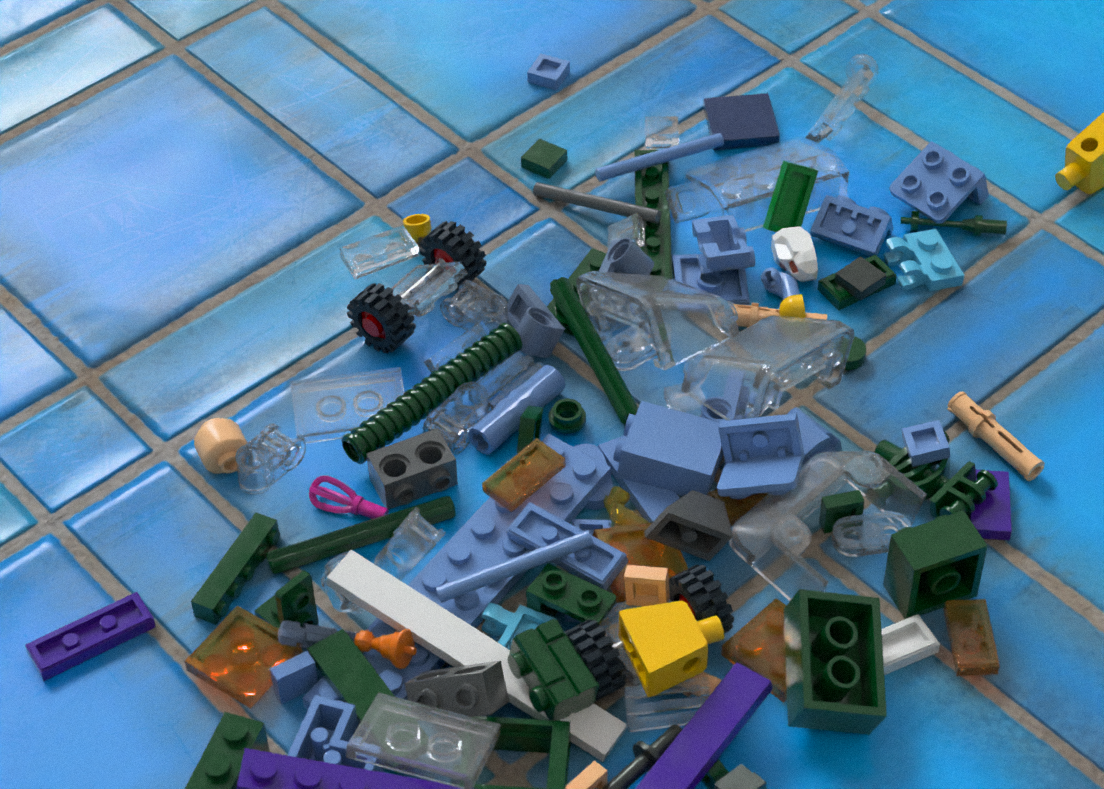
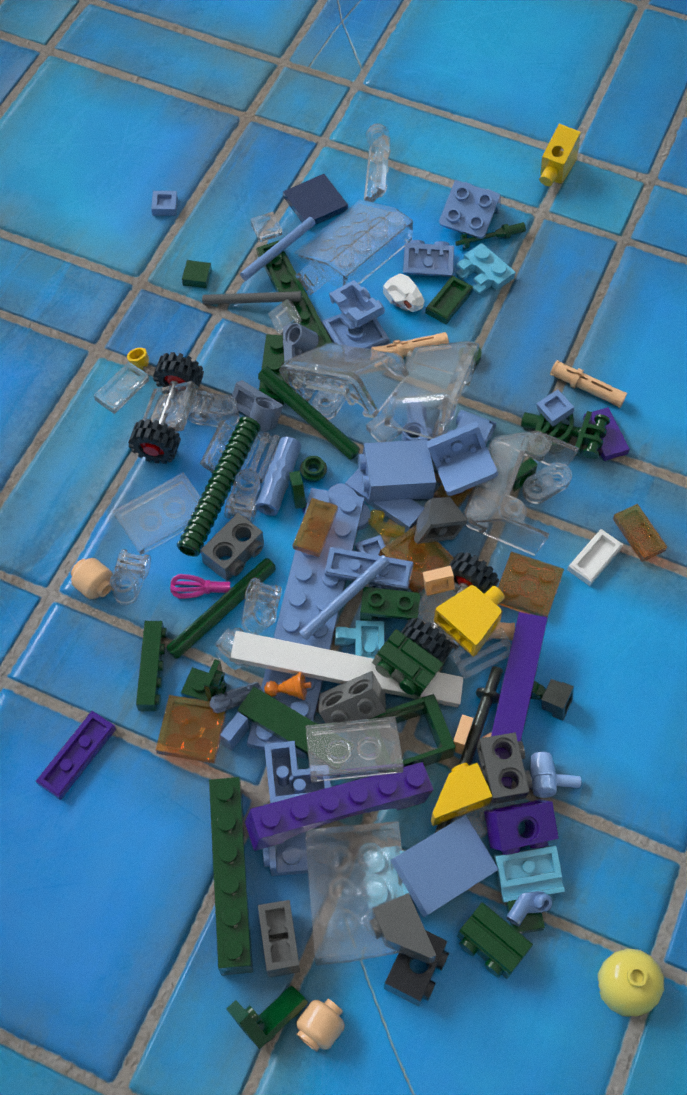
camera: 25 degrees left, 15 degrees up
(779, 283) = (407, 320): medium blue arm -> none
(790, 196) = (384, 254): green tile -> none
(793, 306) = (426, 337): yellow hinge -> none
(834, 662) = (575, 586): dark green brick -> none
(860, 278) = (454, 298): pearl dark grey tile -> none
(934, 564) = (600, 492): dark green brick -> none

